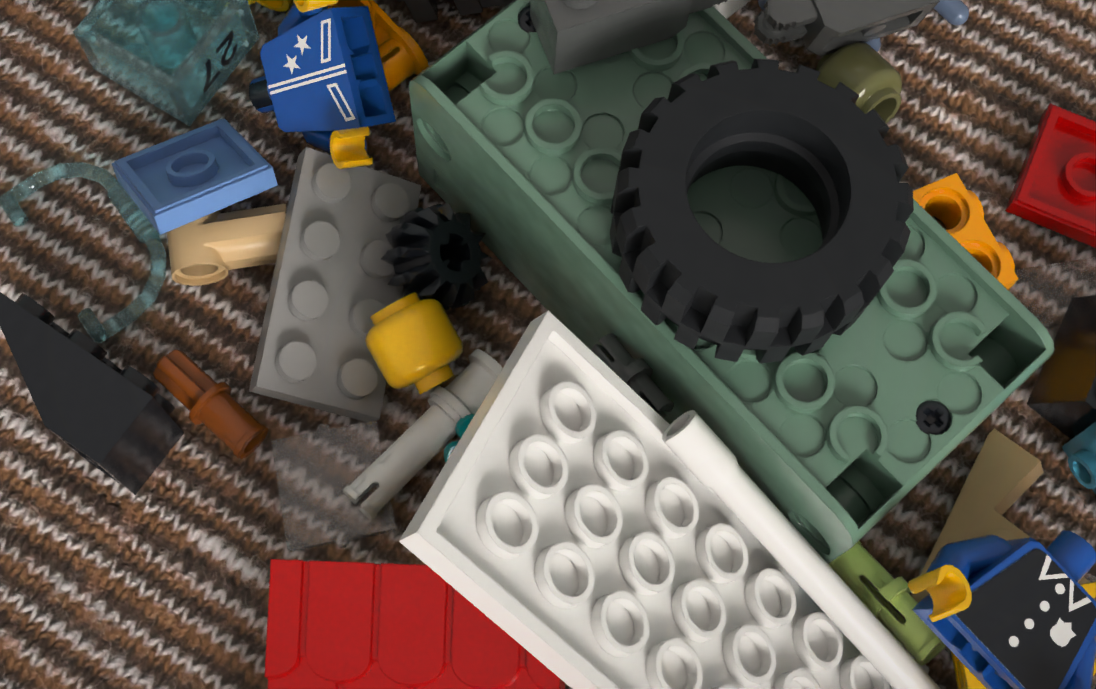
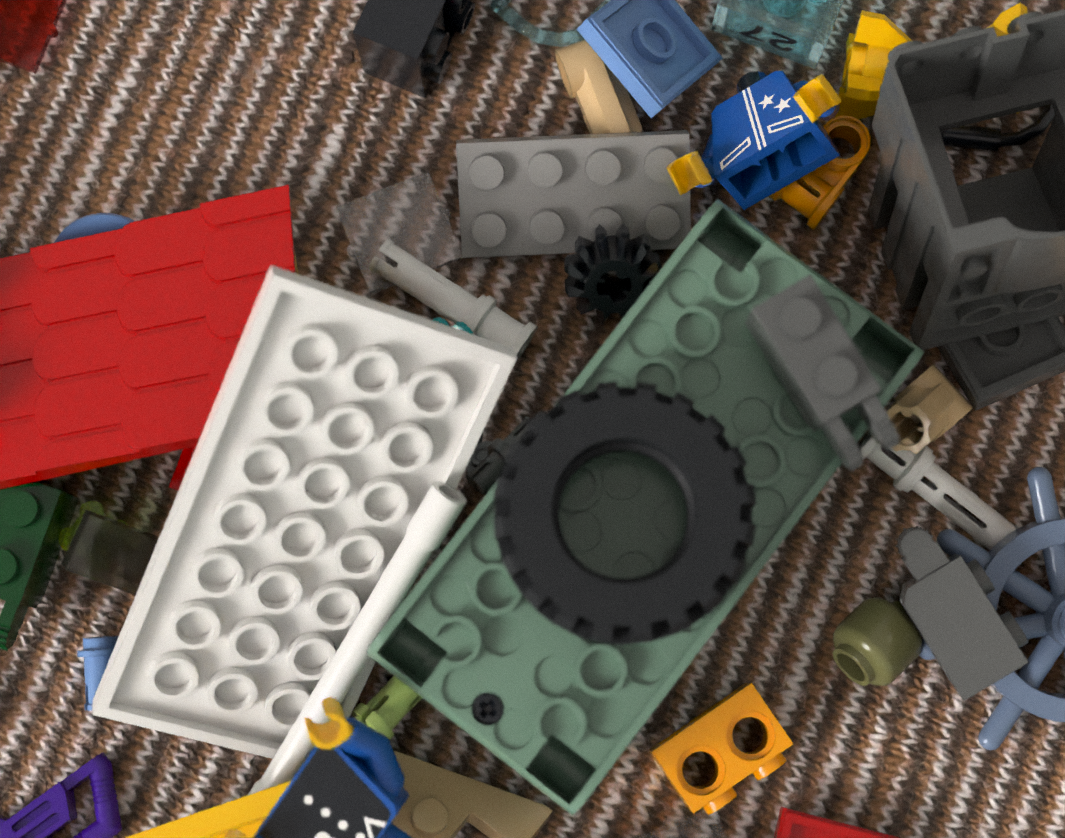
camera: 85 degrees right, 10 degrees up
(210, 403) = (449, 112): dark orange axle -> none
(414, 343) = (522, 269): yellow head -> none

